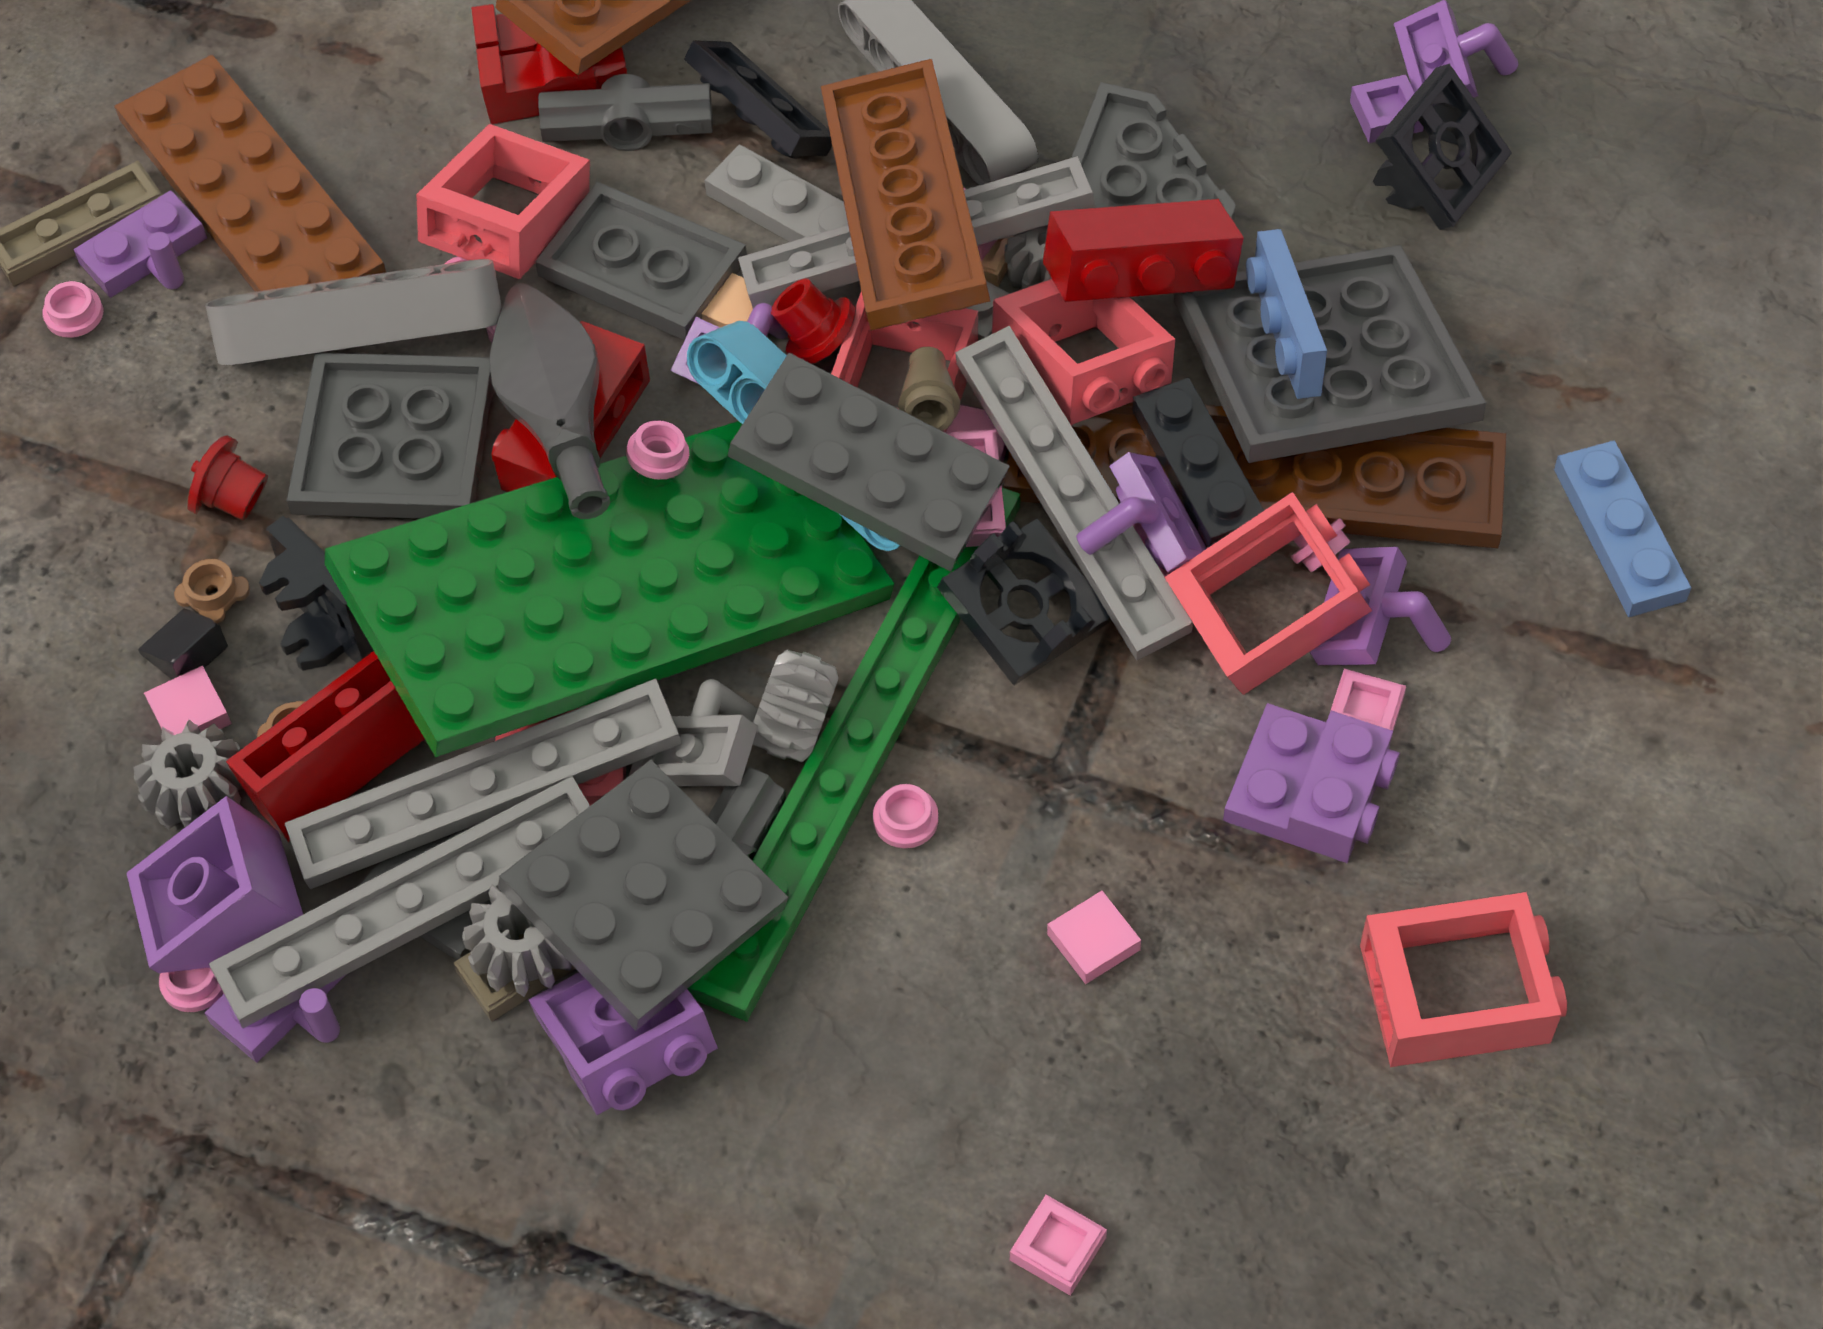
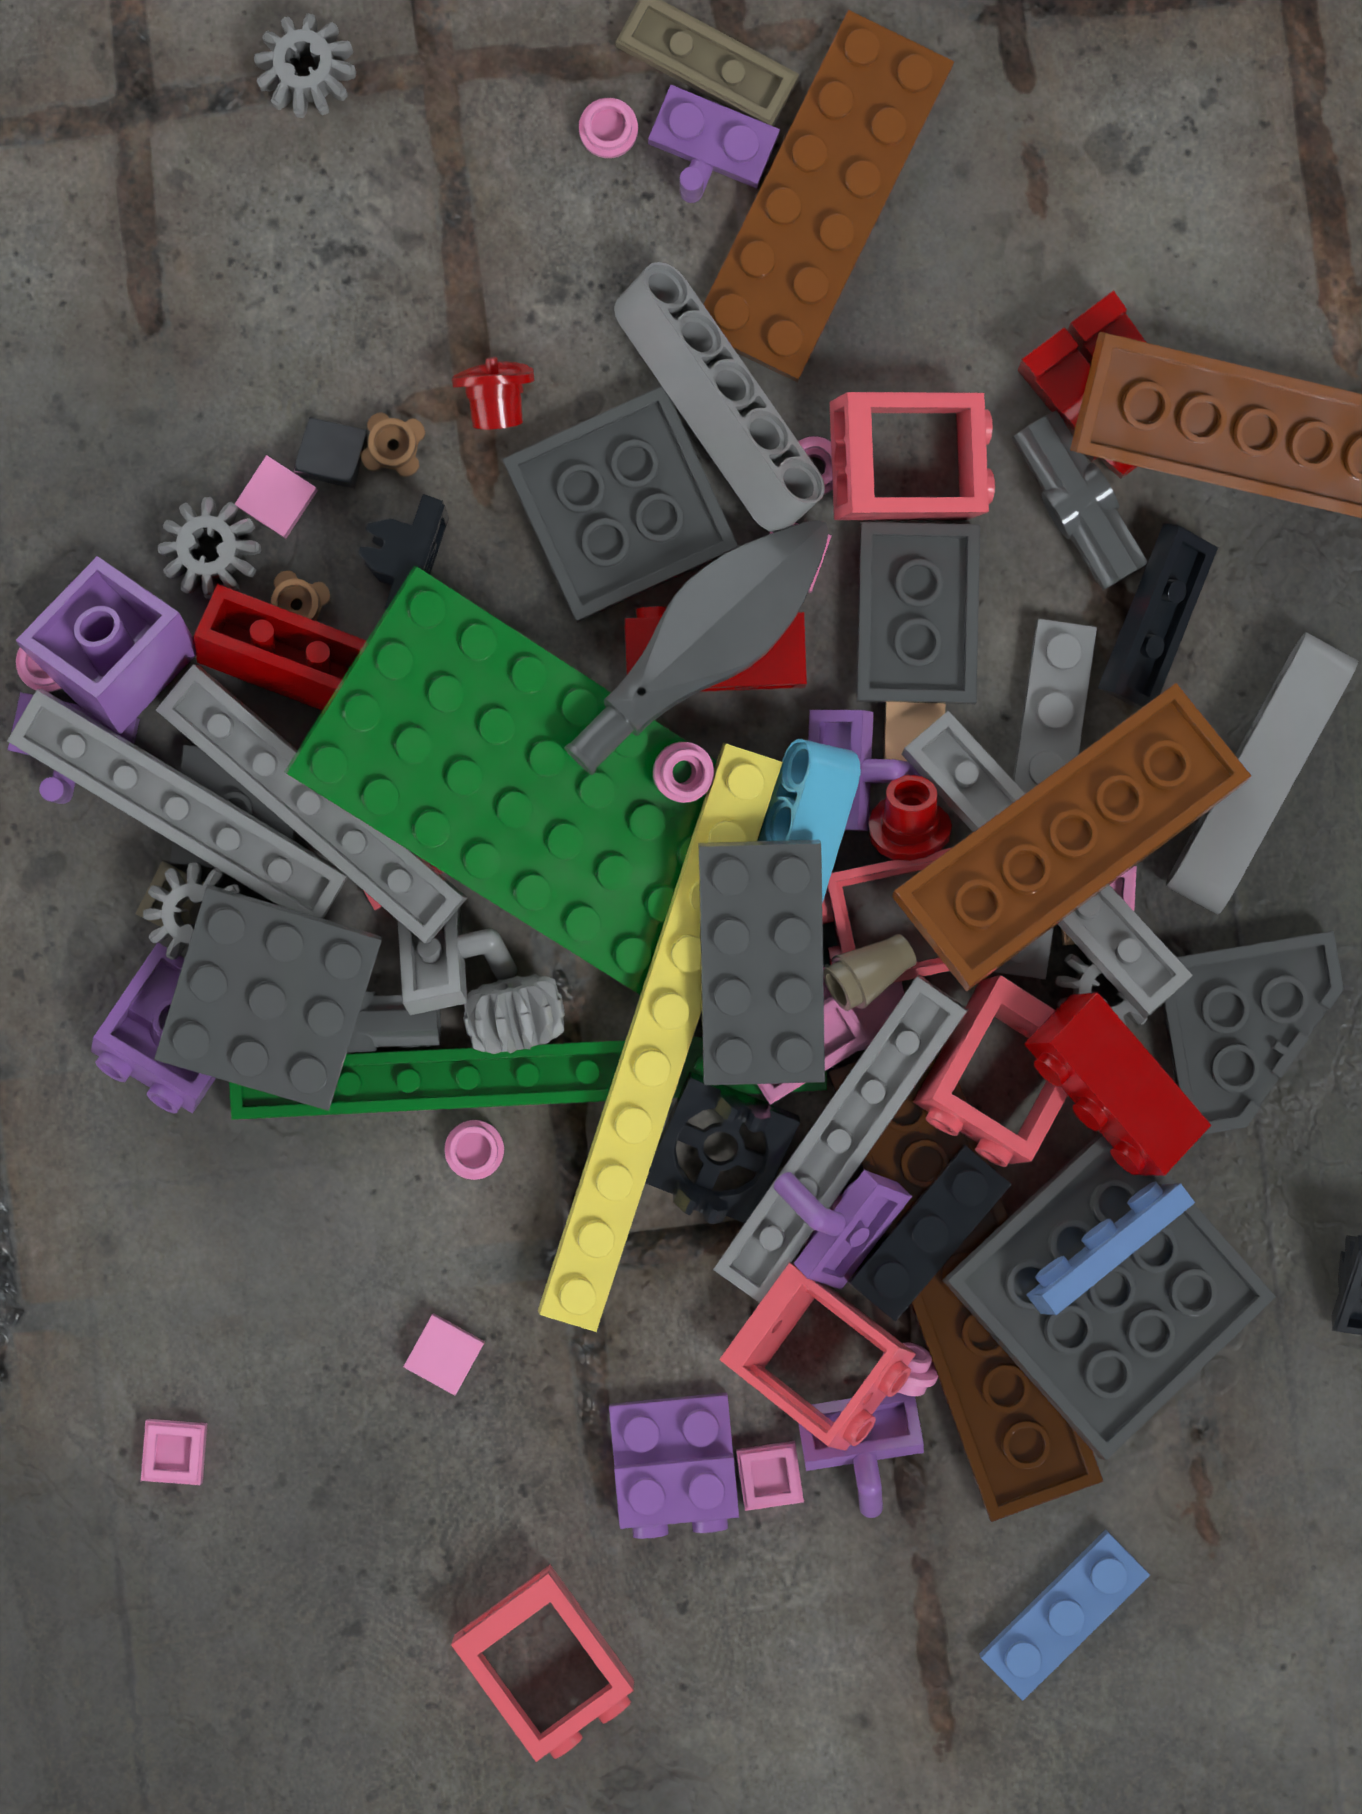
camera: 55 degrees right, 30 degrees up
(913, 616) = (650, 1058): none -> light yellow plate

